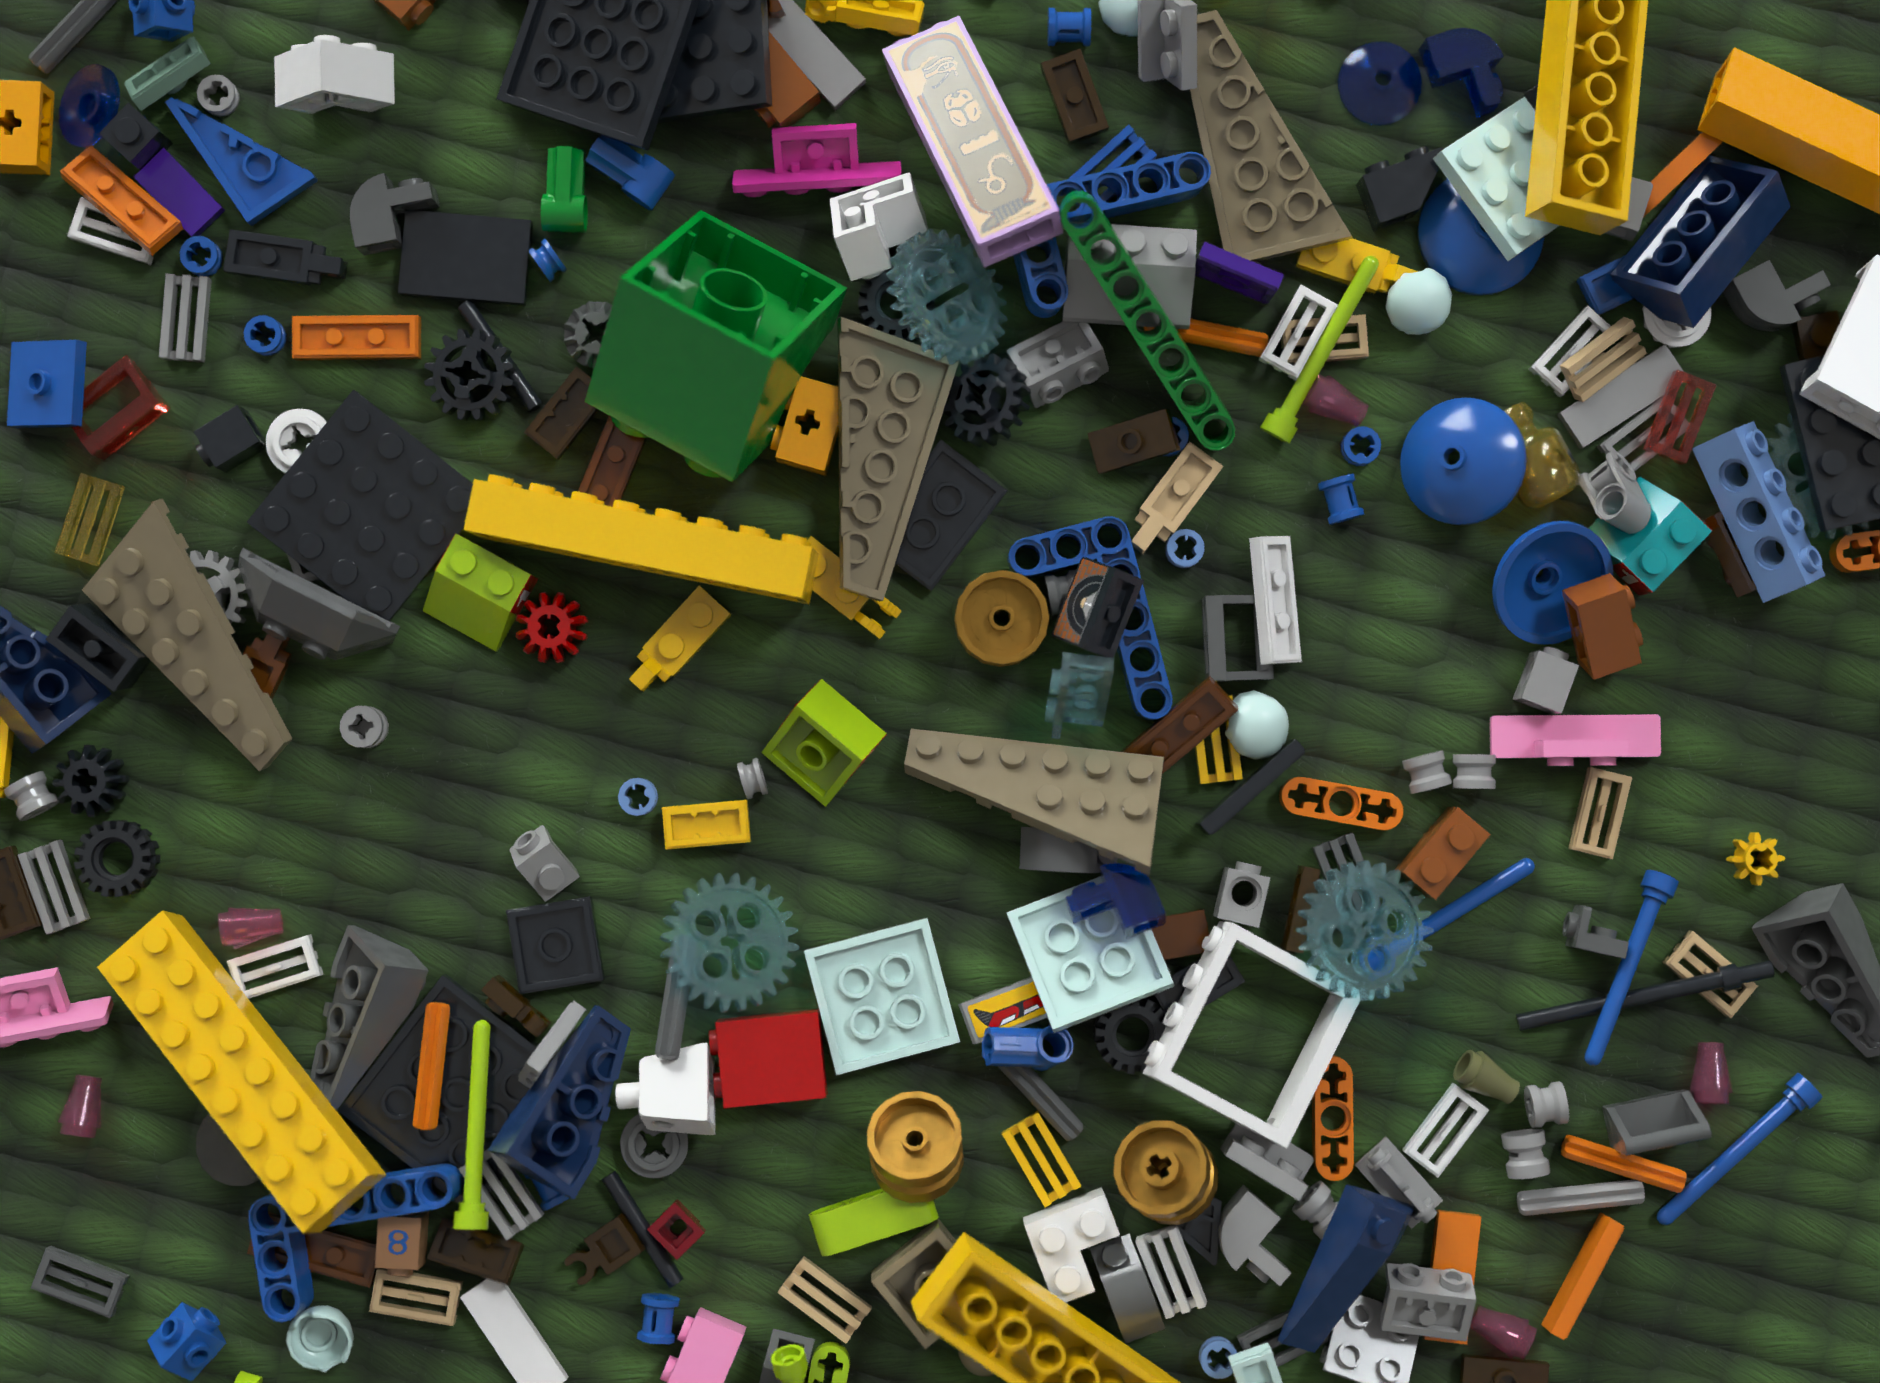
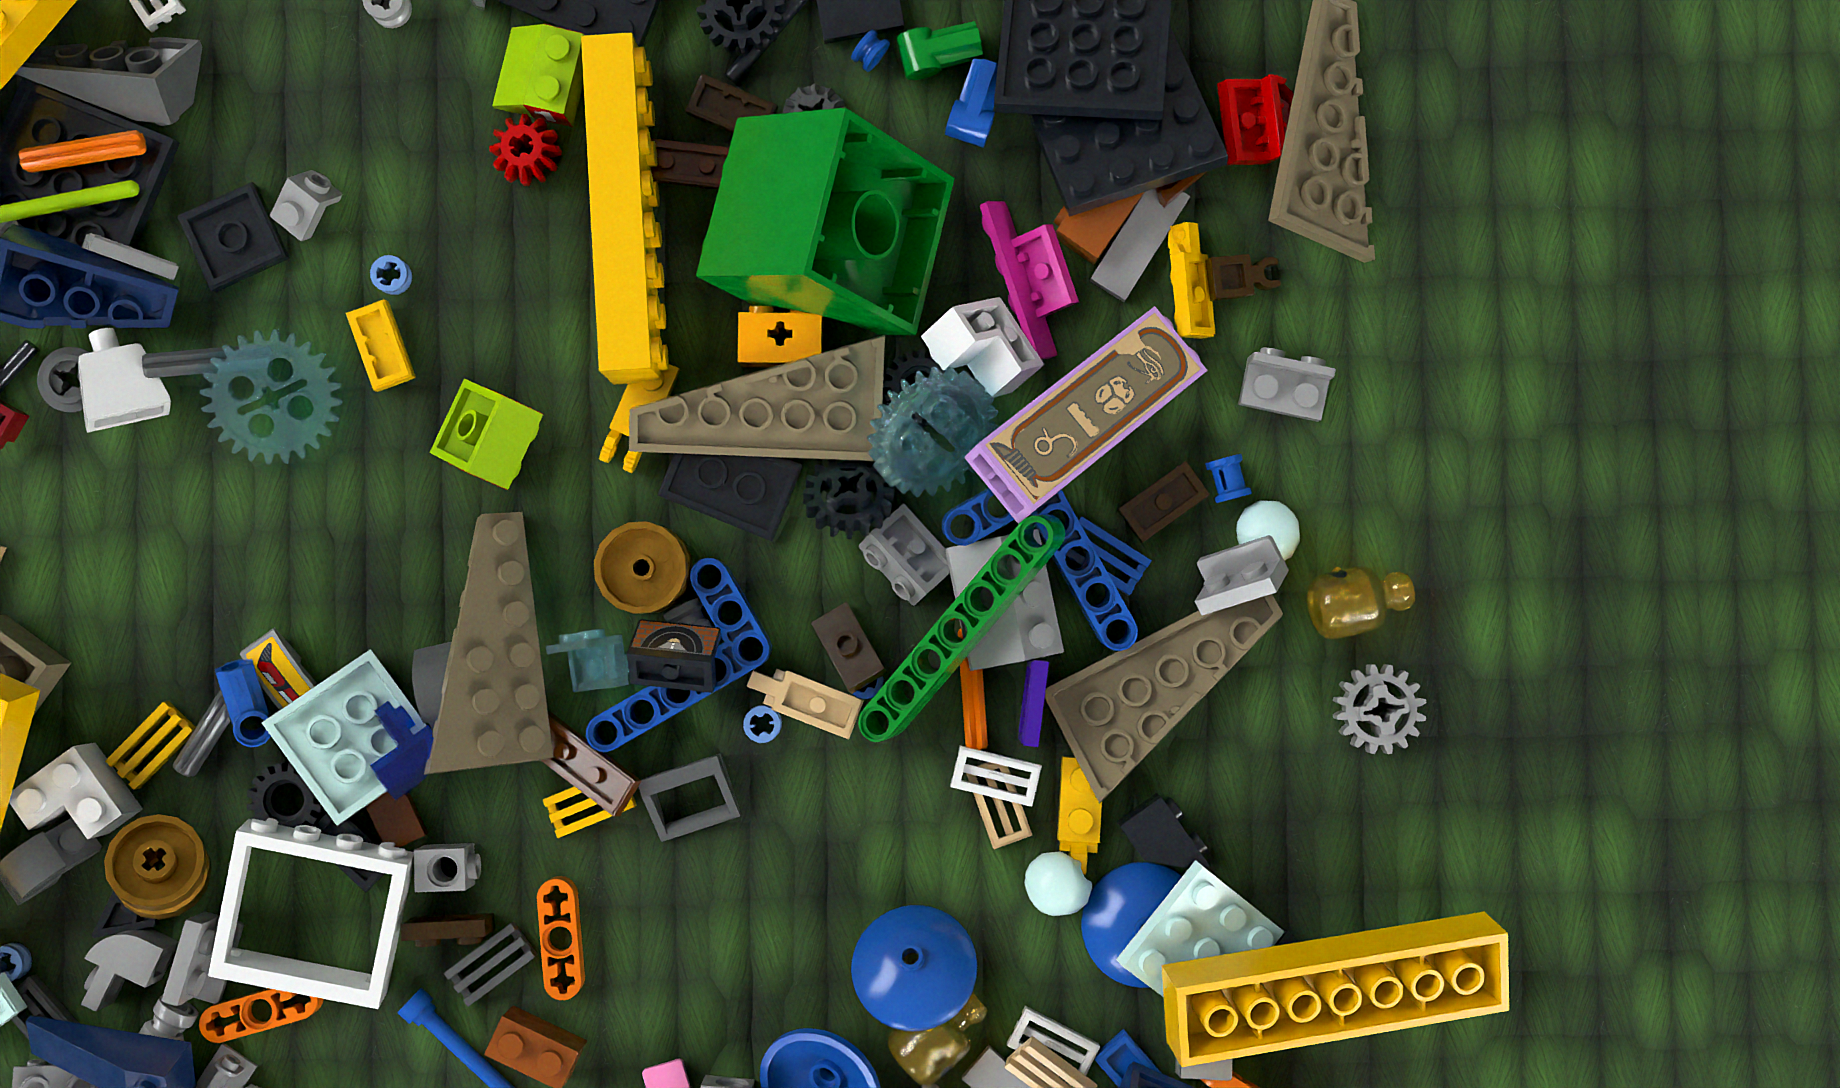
camera: 80 degrees right, 0 degrees up
(506, 1000) = (165, 205): dark brown plate -> none
(679, 638) = (547, 272): yellow hinge -> none
(752, 778) = (434, 376): light grey bush -> none
(769, 1058) = (175, 465): red brick -> none
(867, 1220) = (54, 602): lime beam -> none
(882, 996) = (263, 553): light aqua plate -> none
(915, 1147) = (114, 648): pearl gold wheel -> none
(1182, 1304) = (46, 900): white tile -> none
(1251, 787) = (550, 848): black tile -> none
(1258, 725) = (611, 840): light aqua hair -> none
(1275, 600) = (735, 823): white tile -> none
(1283, 420) = (908, 784): lime piece -> none
(1334, 401) = (941, 826): clear pink cone -> none
(1341, 499) = (848, 860): blue bush -> none
(1360, 433) = (918, 863): blue bush -> none
(1367, 98) = (1239, 783): clear blue dish -> none
(1395, 950) = (446, 959): clear light blue gear -> none
(1427, 772) = (610, 1012): light grey wheel -> none
(1469, 56) = (1307, 865): clear blue brick -> none
(1474, 771) = (622, 1057): light grey wheel -> none

